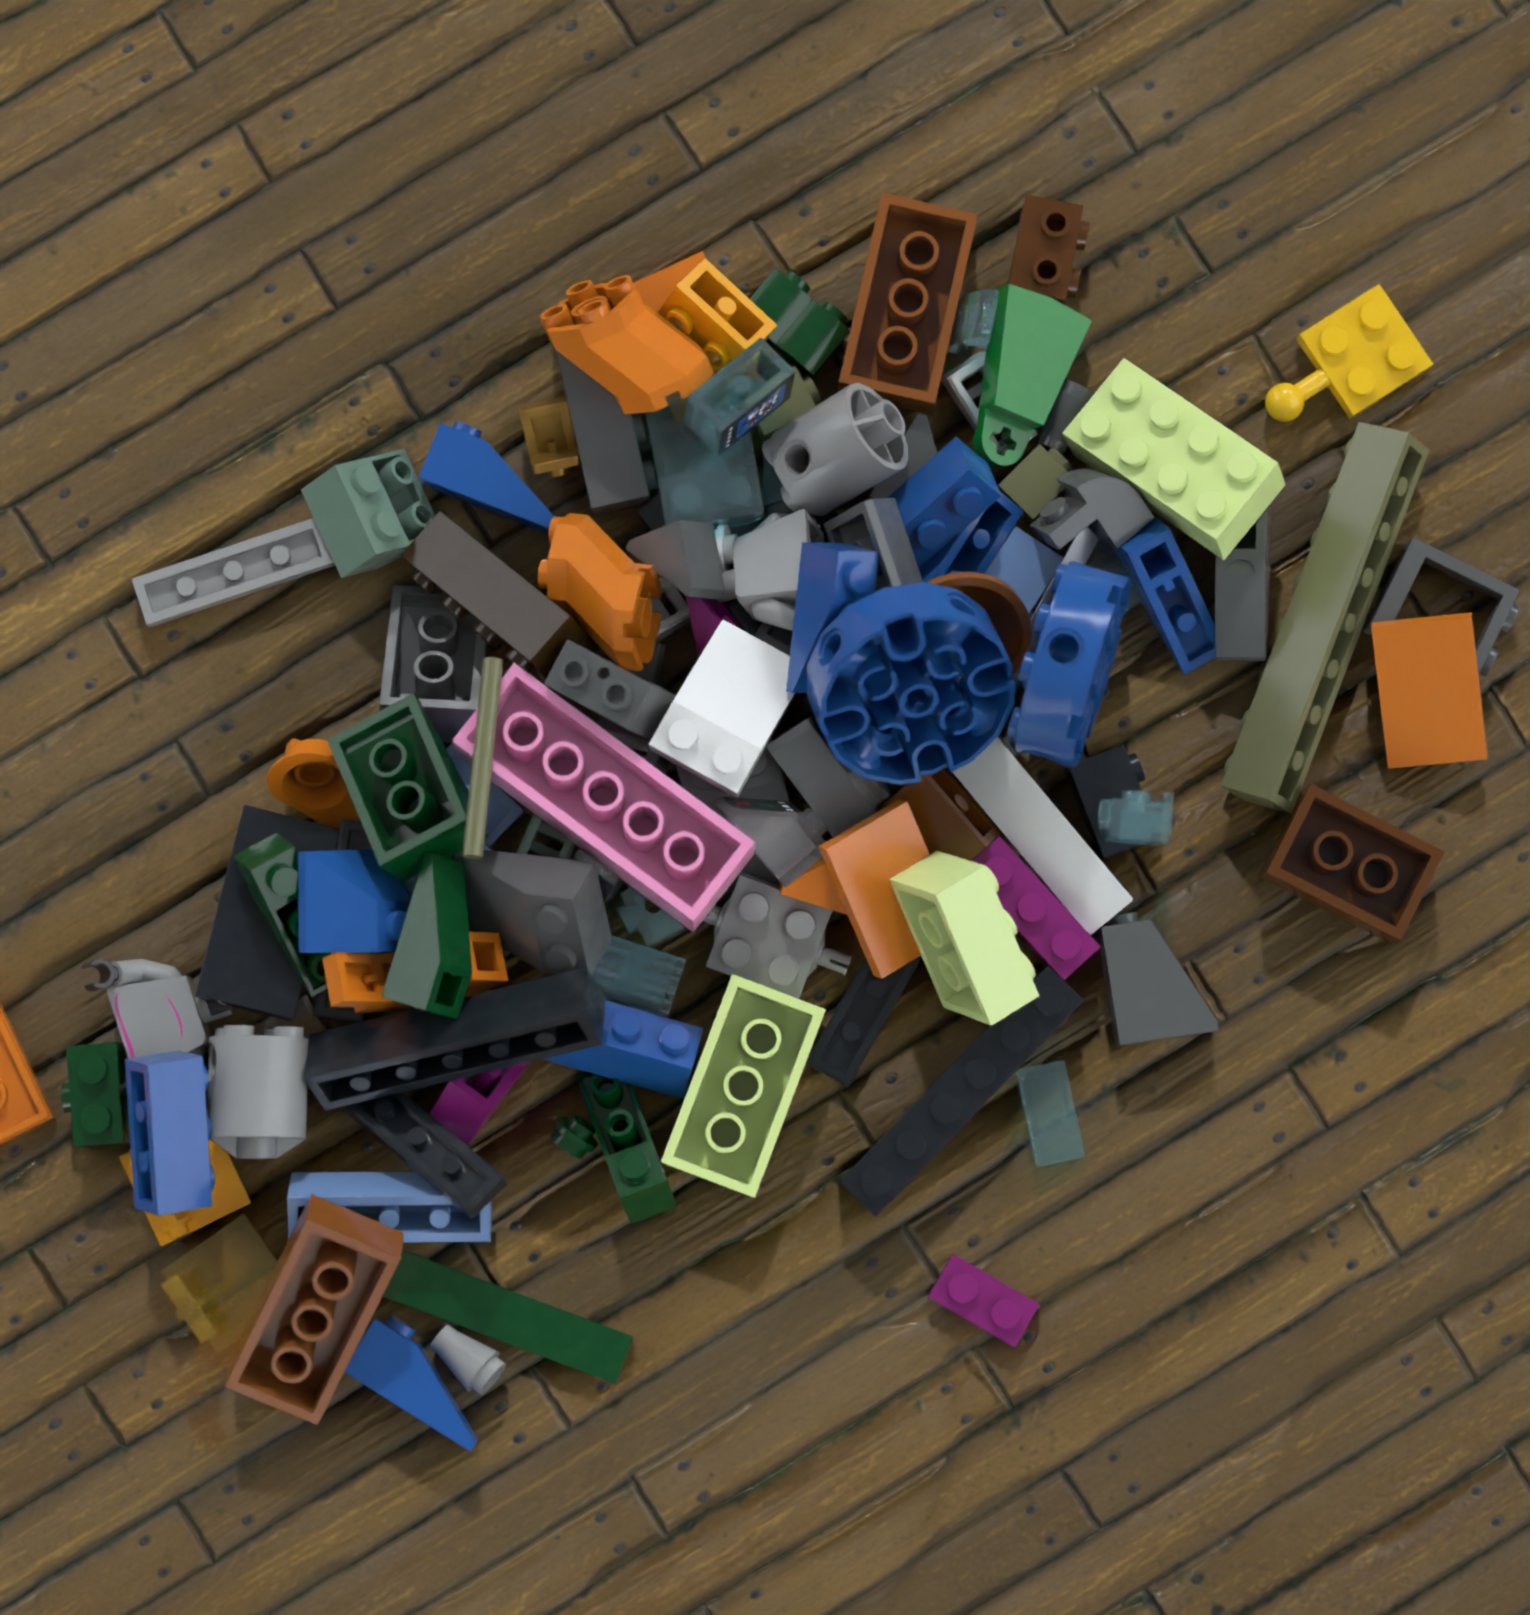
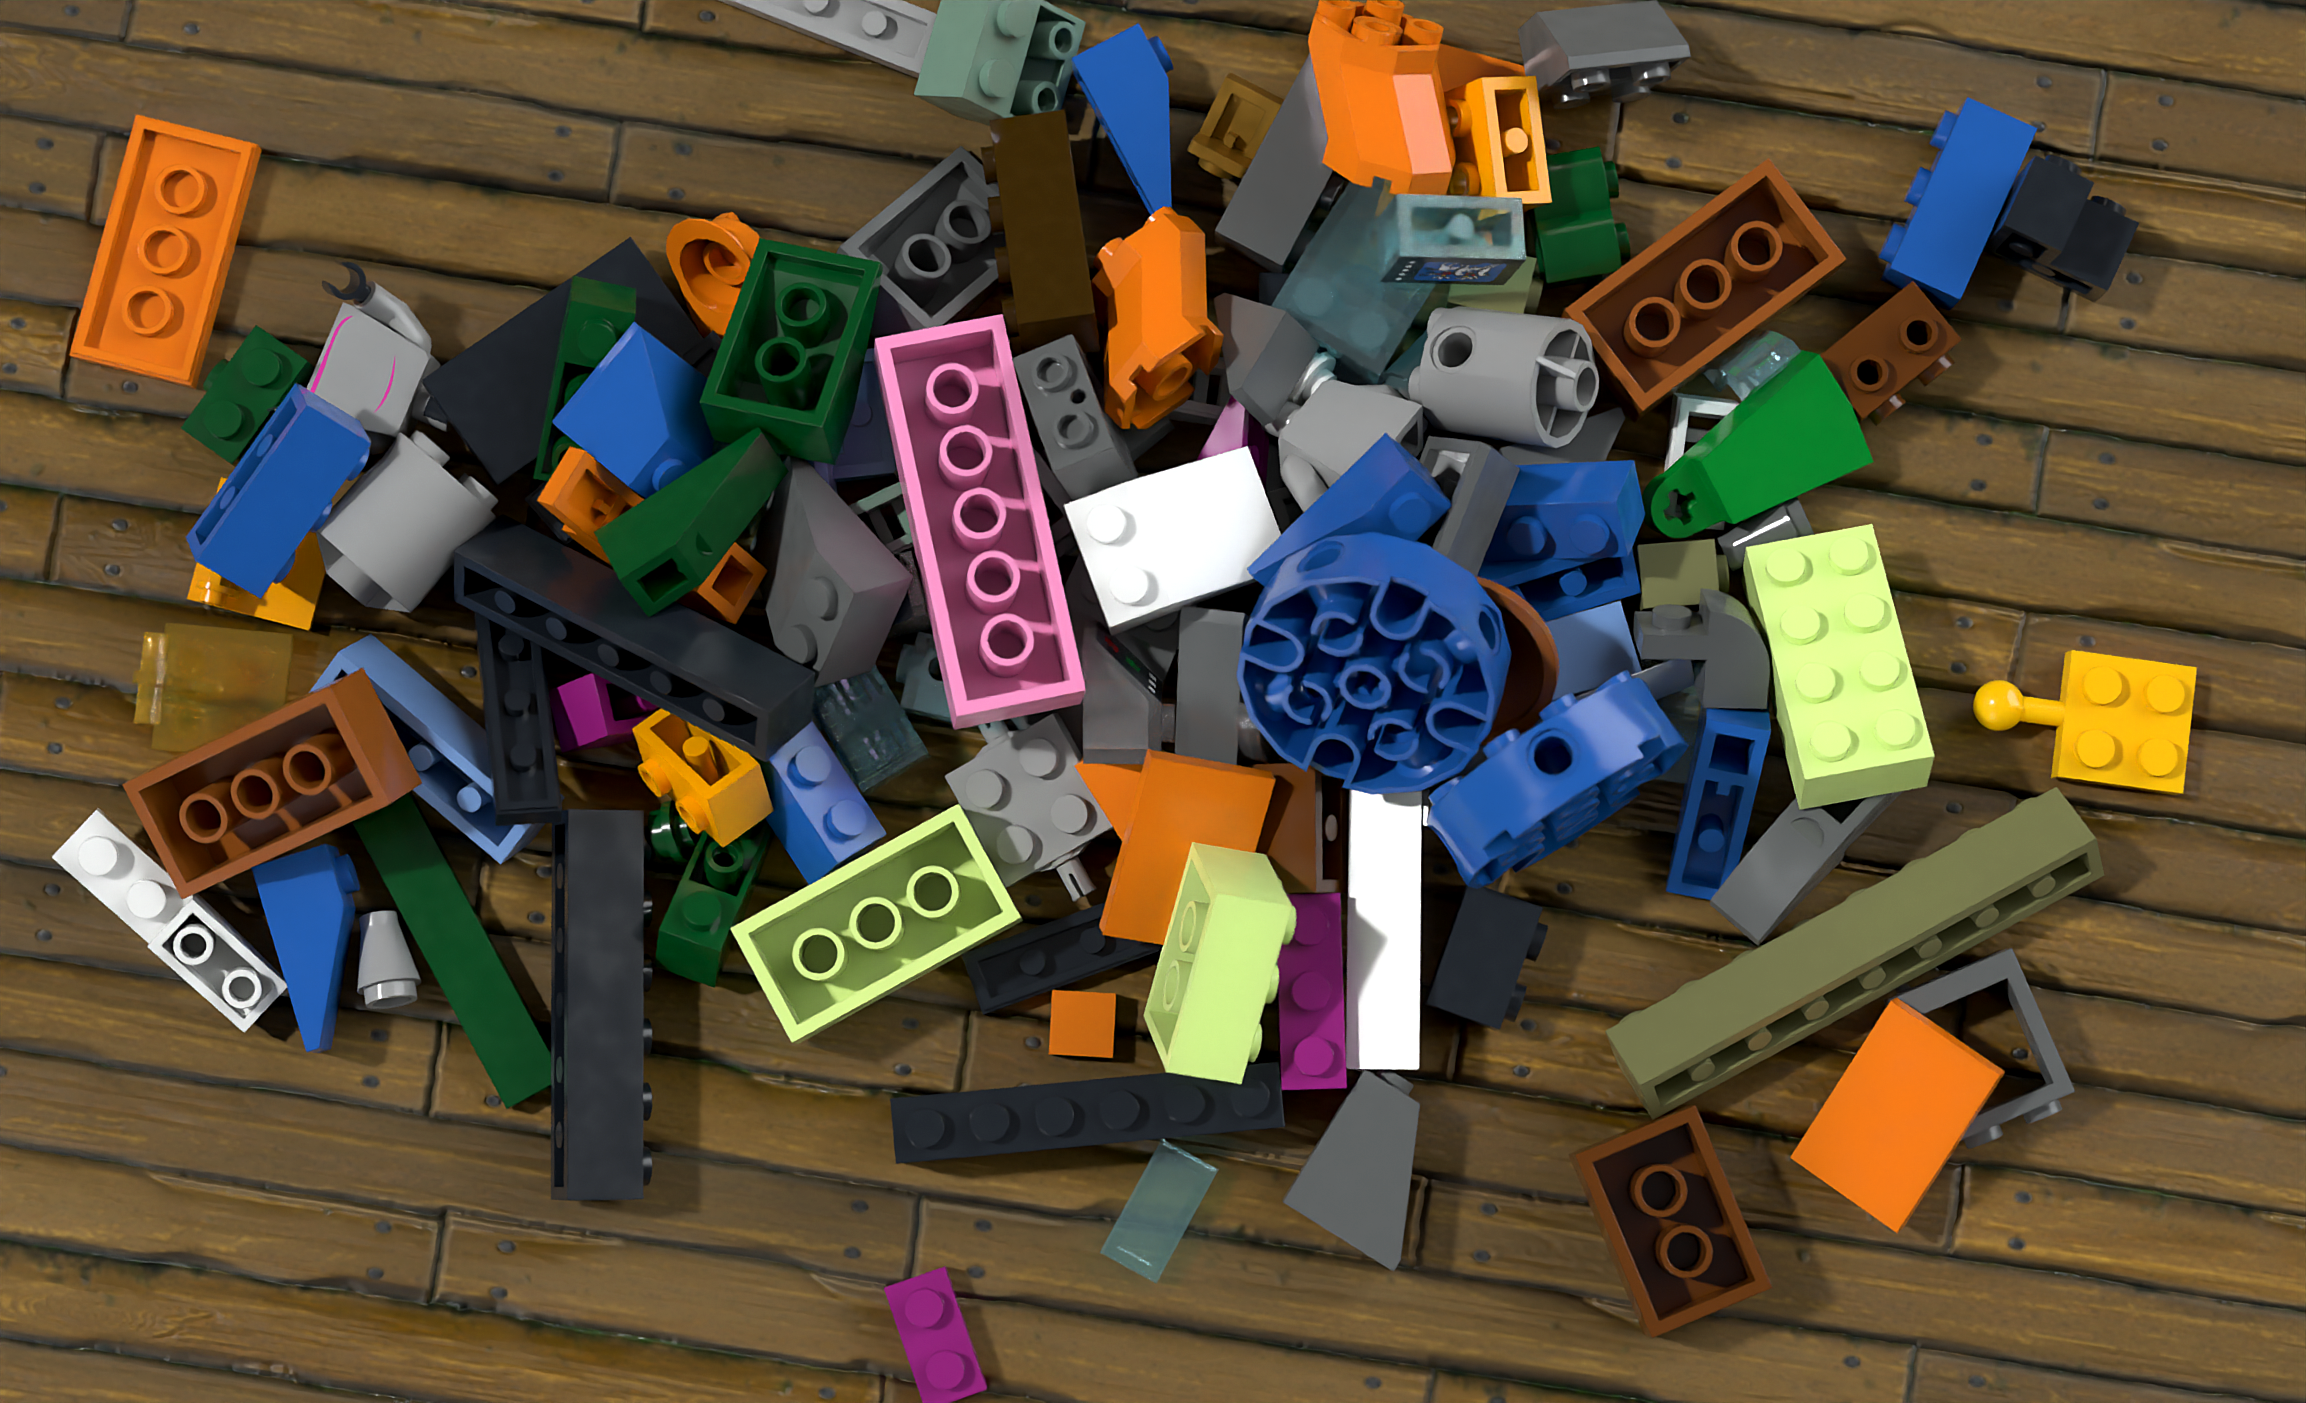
camera: 50 degrees right, 0 degrees up
(329, 1446) = (179, 931): none -> white slope
(482, 758) = (888, 380): olive bar -> none
(567, 1085) = (707, 778): none -> light orange brick
(619, 1276) = (599, 1005): none -> black brick
(728, 211) = (1601, 52): none -> dark grey slope
(911, 1042) = (1082, 1024): none -> orange tile
(1010, 126) = (1956, 201): none -> blue brick
(1084, 92) = (2059, 232): none -> black brick
(1137, 818) = (1490, 991): clear light blue brick -> none

